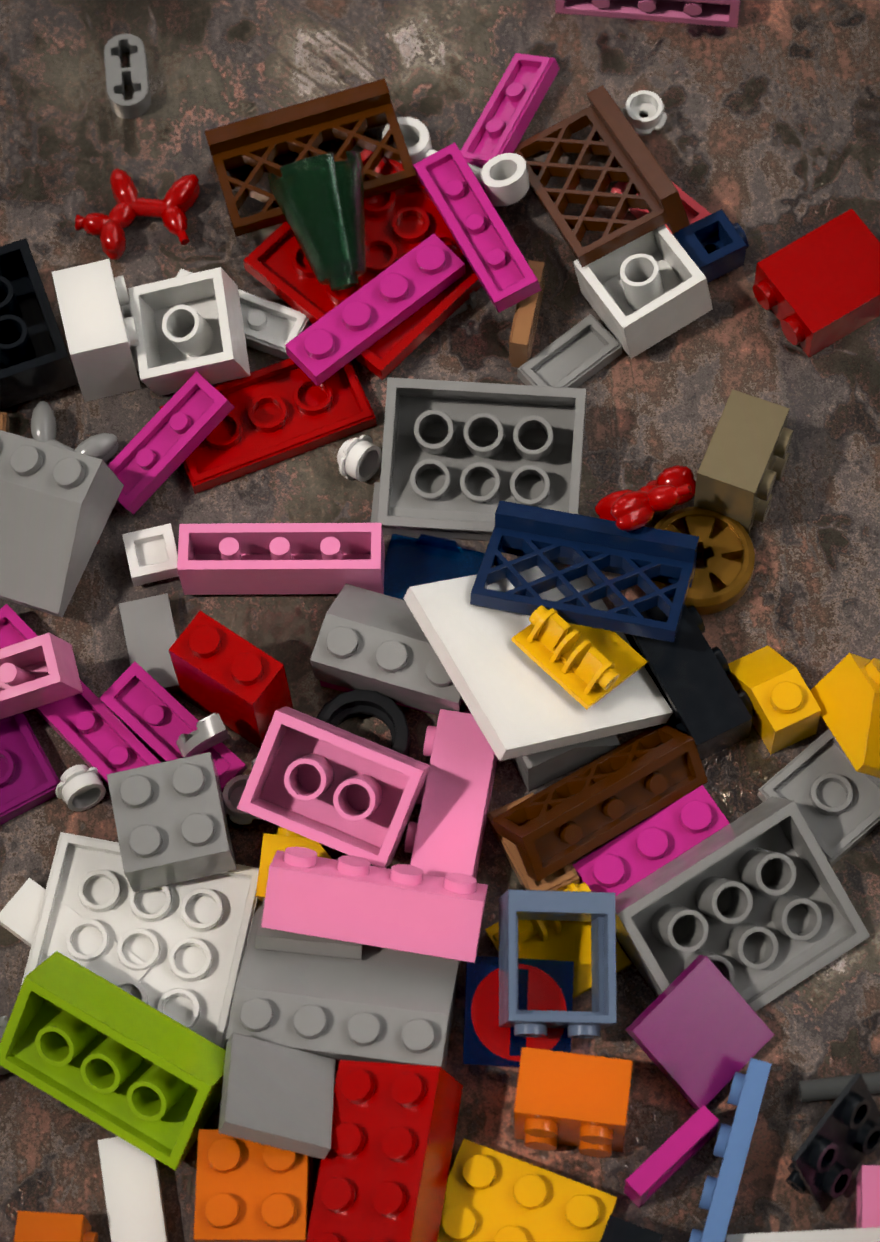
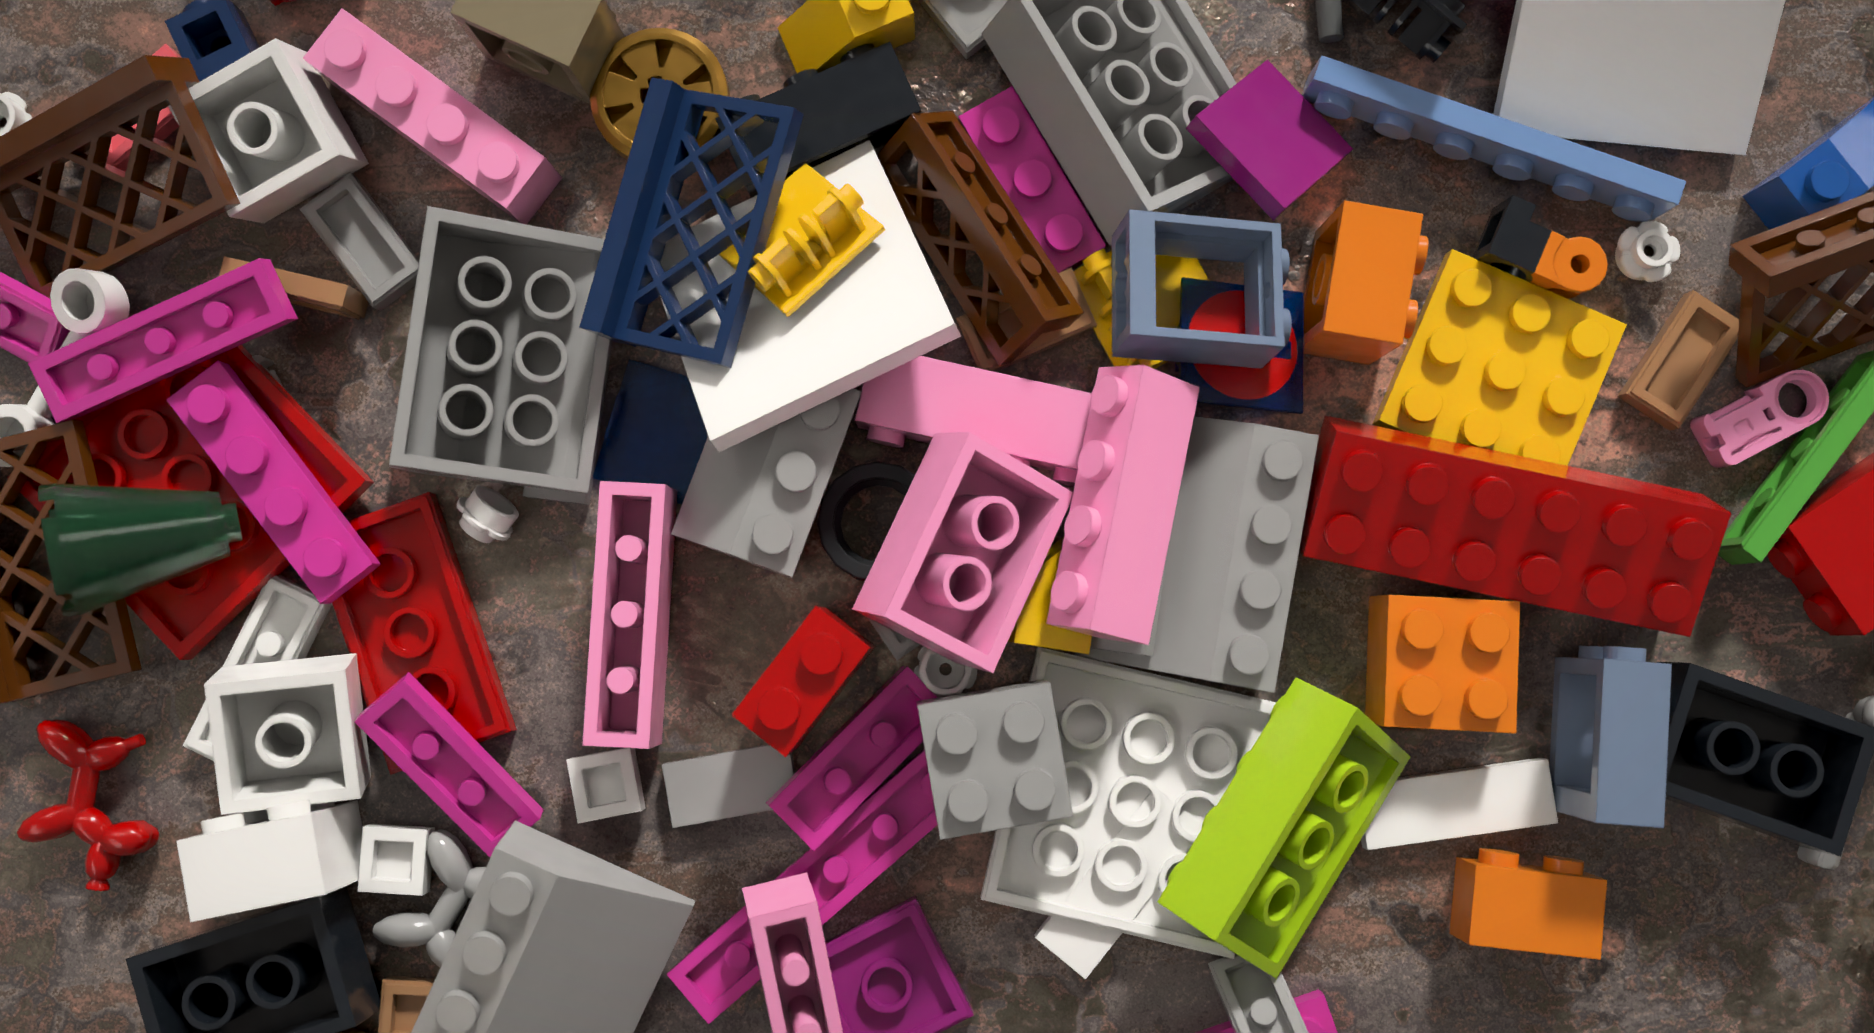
camera: 90 degrees left, 20 degrees up
(80, 787) = (920, 875): white plate -> none
(95, 413) = (395, 860): none -> white plate
(209, 733) = (878, 716): light grey tile -> none
(277, 1096) = (1357, 630): light grey tile -> none
(636, 508) = (595, 154): red piece -> none
(665, 398) = (433, 117): none -> bright pink brick
(671, 1156) = (1411, 182): dark pink tile -> none

